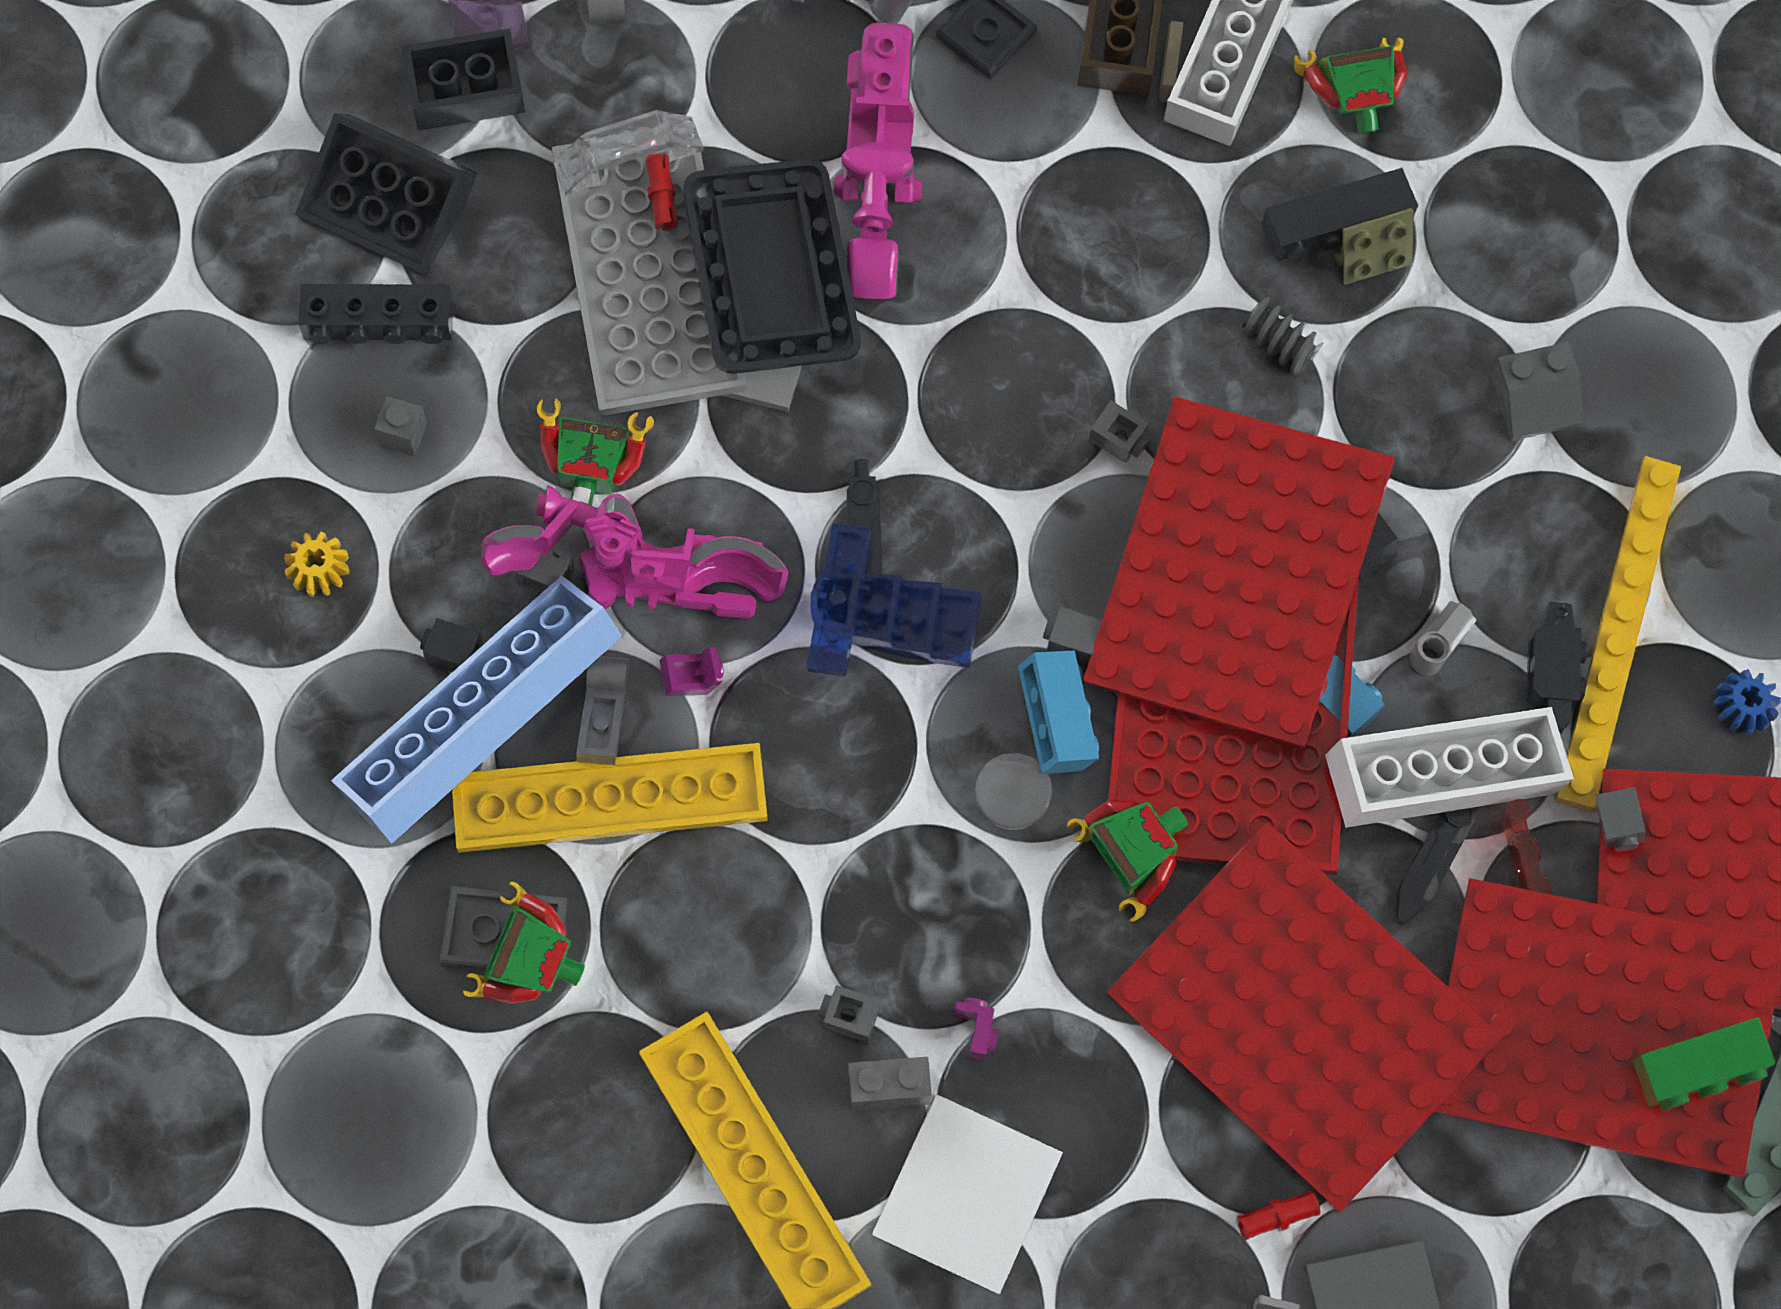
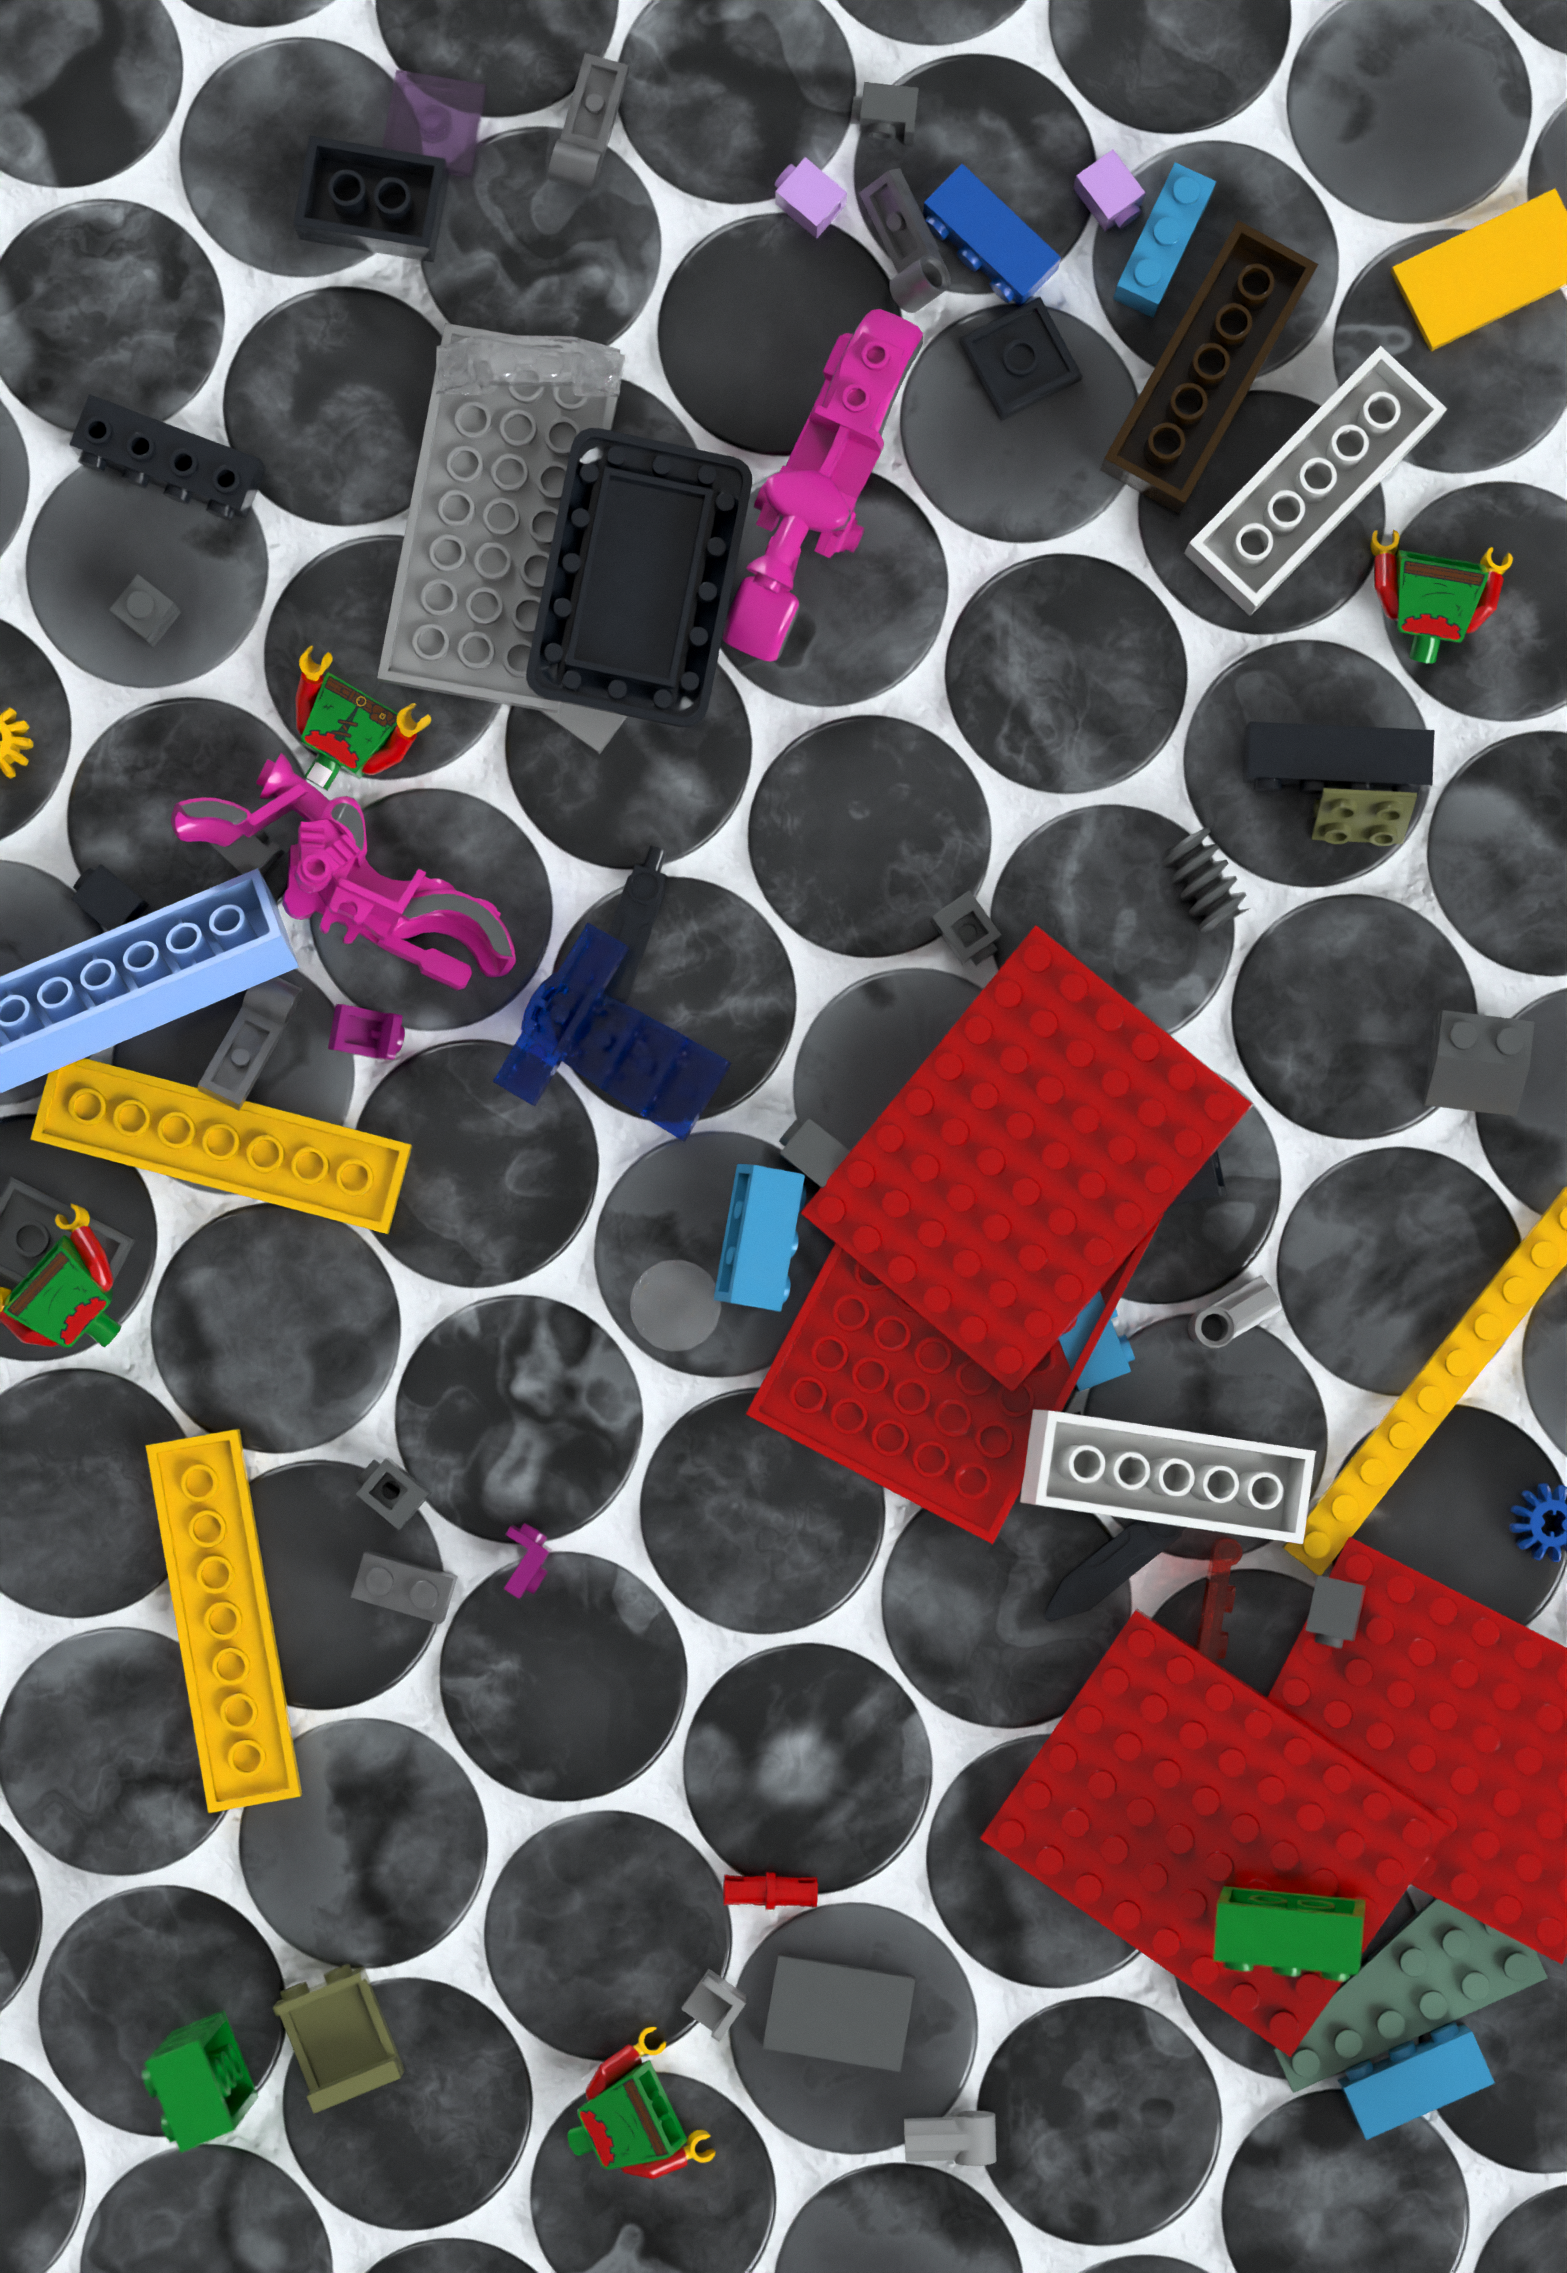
camera: 25 degrees right, 15 degrees up
(385, 192) = (232, 306): black slope -> none
(661, 191) = (548, 433): red pin -> none
(967, 1194) = (446, 1733): white sticker -> none
(1135, 846) = (777, 1428): torso -> none
(1170, 60) = (1221, 482): dark tan tile -> none
(1304, 1016) = (888, 1687): red plate -> none
(1555, 664) = (1348, 1396): black hinge -> none

